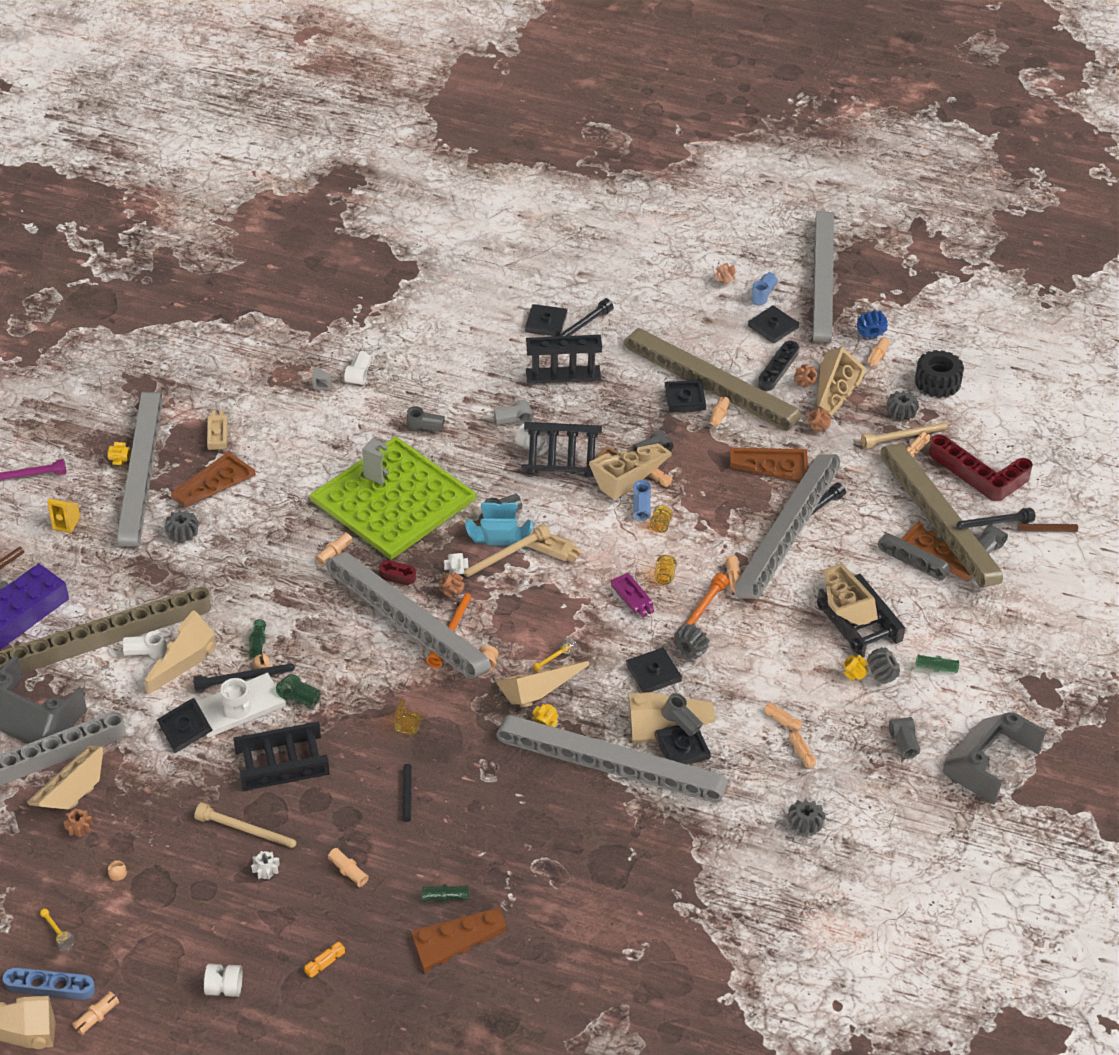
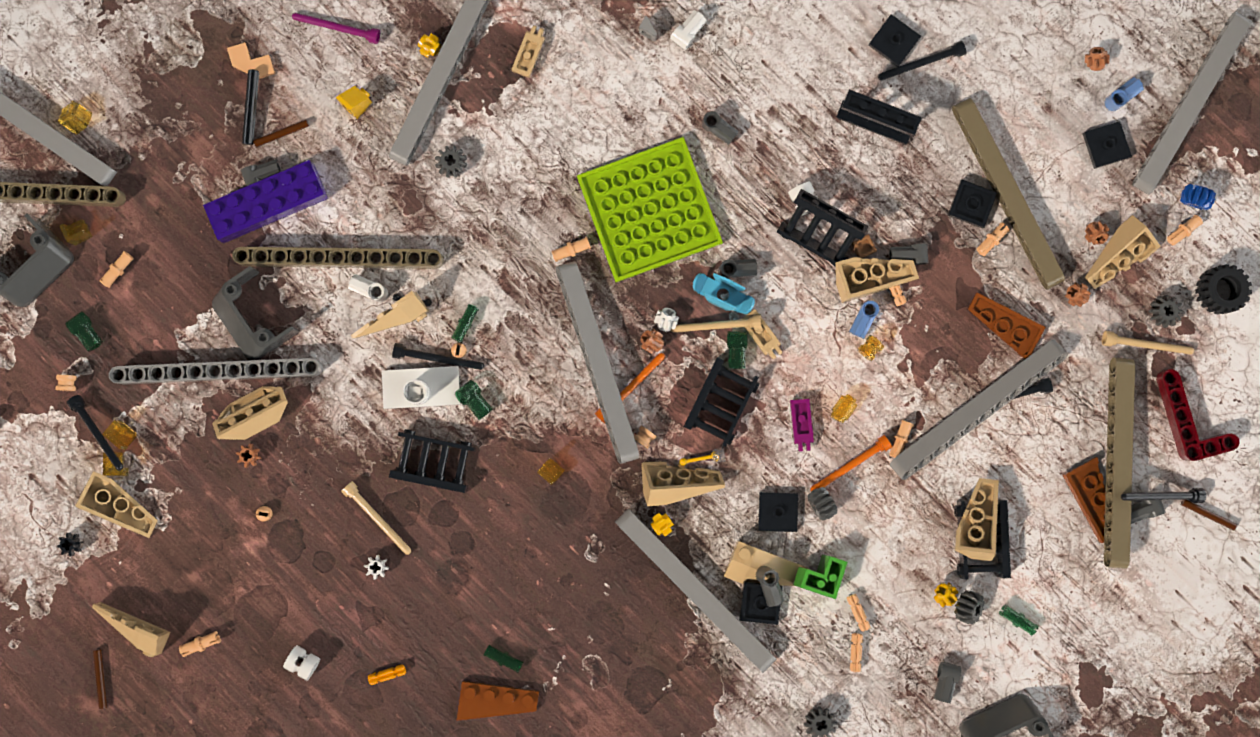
camera: 25 degrees right, 40 degrees up
(50, 979) = (176, 597): medium blue beam -> none
(65, 939) = (199, 563): clear hinge -> none
(184, 725) = (369, 391): black plate -> none
(214, 478) = (505, 113): dark orange wing -> none
(348, 867) = (439, 598): light nougat pin -> none
(373, 461) = (643, 173): light grey hinge -> none
(397, 572) = (617, 297): dark red beam -> none
(406, 802) = (518, 543): black bar -> none
(519, 413) = (807, 156): light grey piece -> none
(529, 598) = (711, 387): none -> black fence
(535, 560) = (737, 349): none -> clear green piece
(729, 696) = (825, 580): none -> bright green brick
(775, 364) = (1081, 203): black beam -> none
(918, 443) = (1151, 363): light nougat axle -> none
(939, 567) = (1068, 495): dark grey beam -> none

